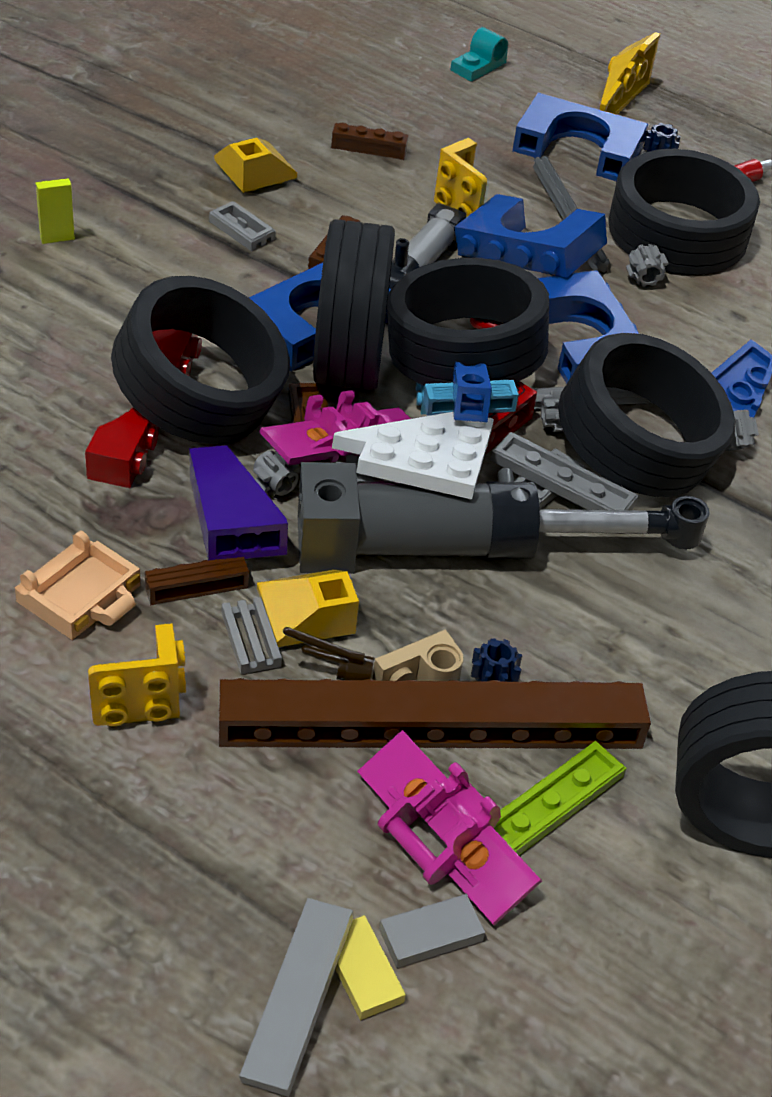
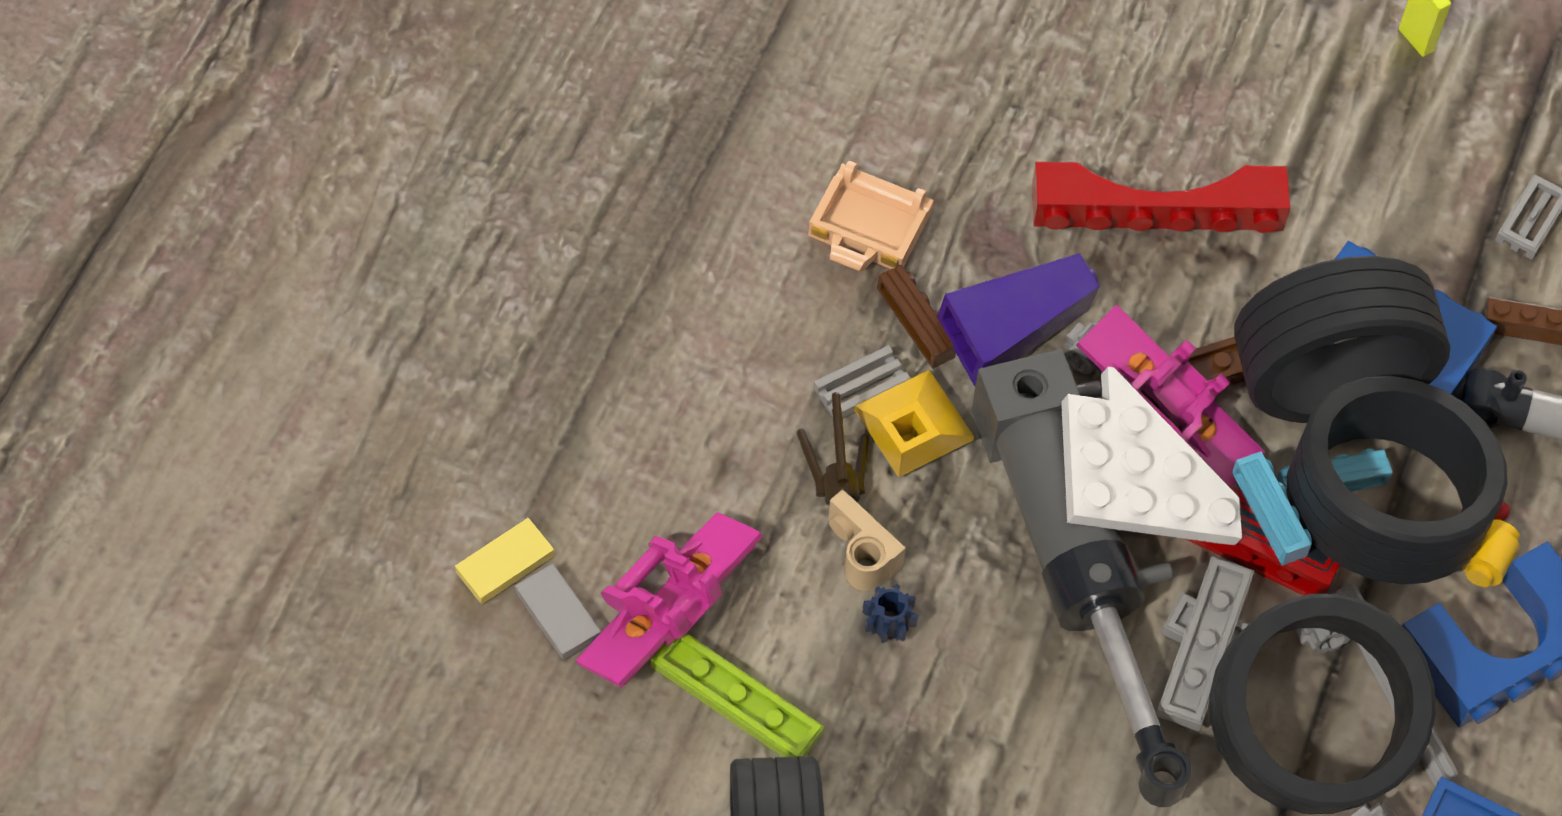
camera: 80 degrees right, 15 degrees up
(142, 687) = (751, 314): yellow bracket -> none
(173, 398) = (1247, 150): black tyre -> none
(297, 998) = (458, 511): light grey tile -> none
(432, 714) = (807, 571): reddish brown brick -> none
(471, 392) = (1246, 489): blue leg -> none

